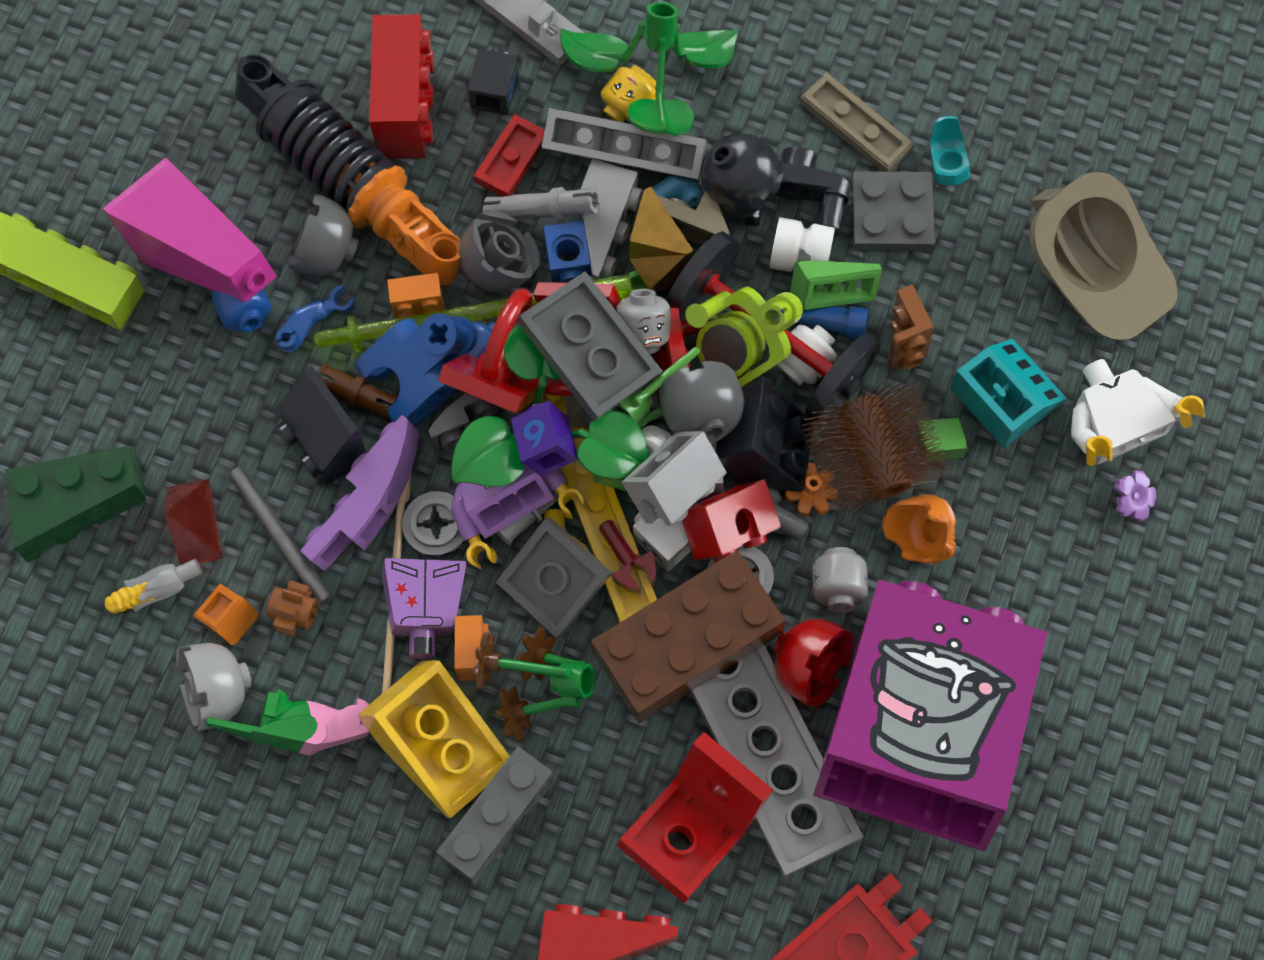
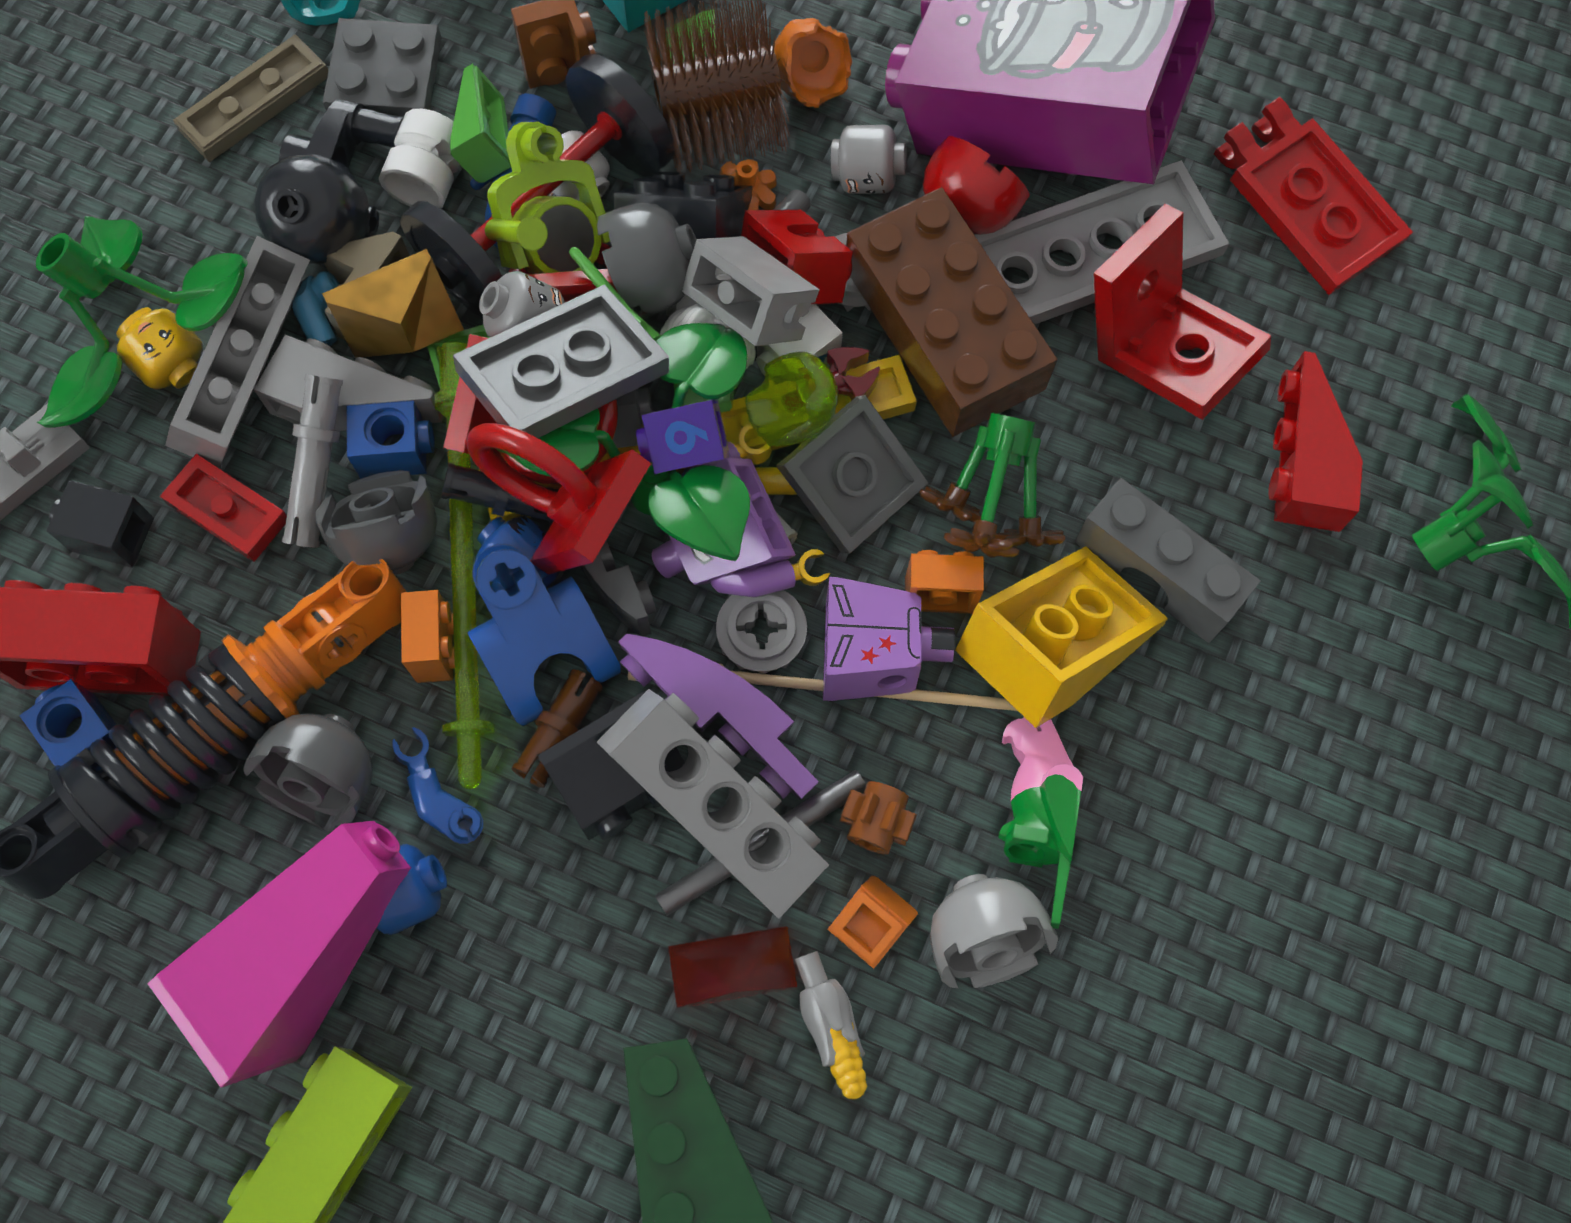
camera: 90 degrees left, 0 degrees up
(268, 496) = (776, 871): none -> light grey brick
(345, 77) = (56, 710): none -> blue brick
(594, 521) = (793, 399): none -> clear neon green hair

